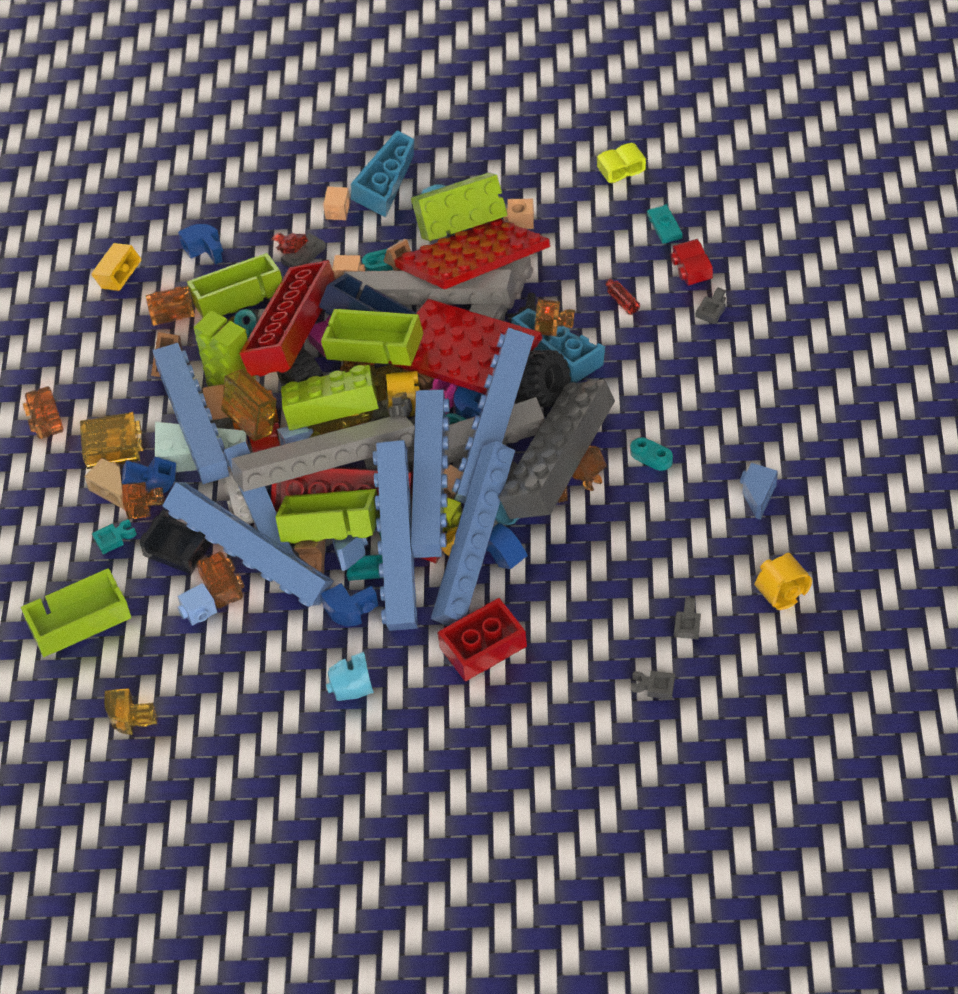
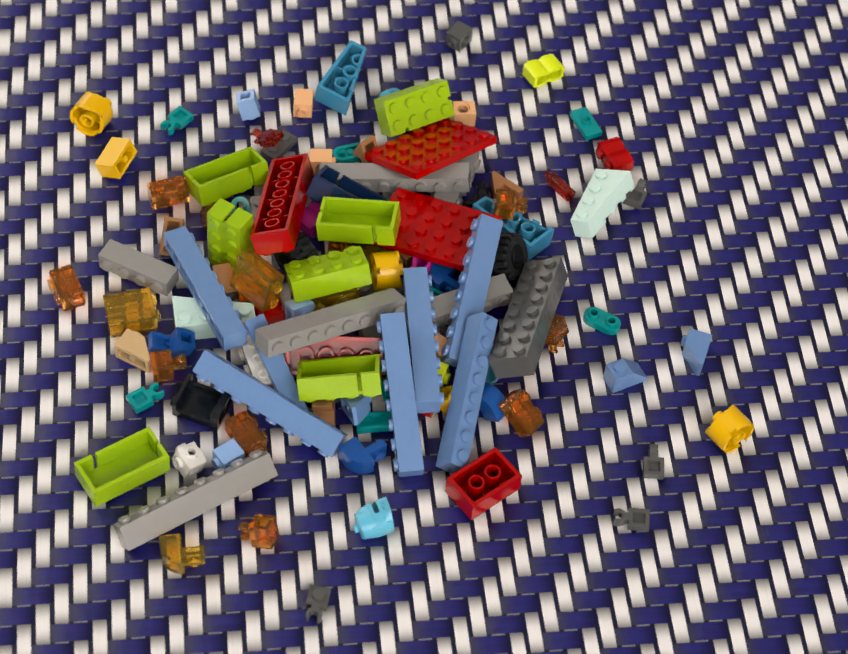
camera: 15 degrees left, 0 degrees up
(95, 217) = (91, 113): none -> yellow brick
(125, 390) = (138, 267): none -> light grey brick
(151, 606) = (188, 459): none -> white brick
(152, 651) = (194, 500): none -> light grey brick
(192, 218) = (178, 118): none -> teal plate
(201, 239) = (188, 133): blue brick -> none
(221, 688) = (262, 531): none -> clear orange brick
(272, 206) = (248, 104): none -> light blue brick
(276, 768) = (317, 600): none -> dark grey plate
(401, 405) = (390, 280): dark grey plate -> none
(527, 124) = (459, 36): none -> dark grey brick
(537, 558) = (521, 412): none -> clear orange brick
(552, 293) = (501, 182): none -> medium nougat slope
(665, 313) = (600, 199): none -> light aqua wedge
(667, 516) = (623, 374): none -> medium blue slope

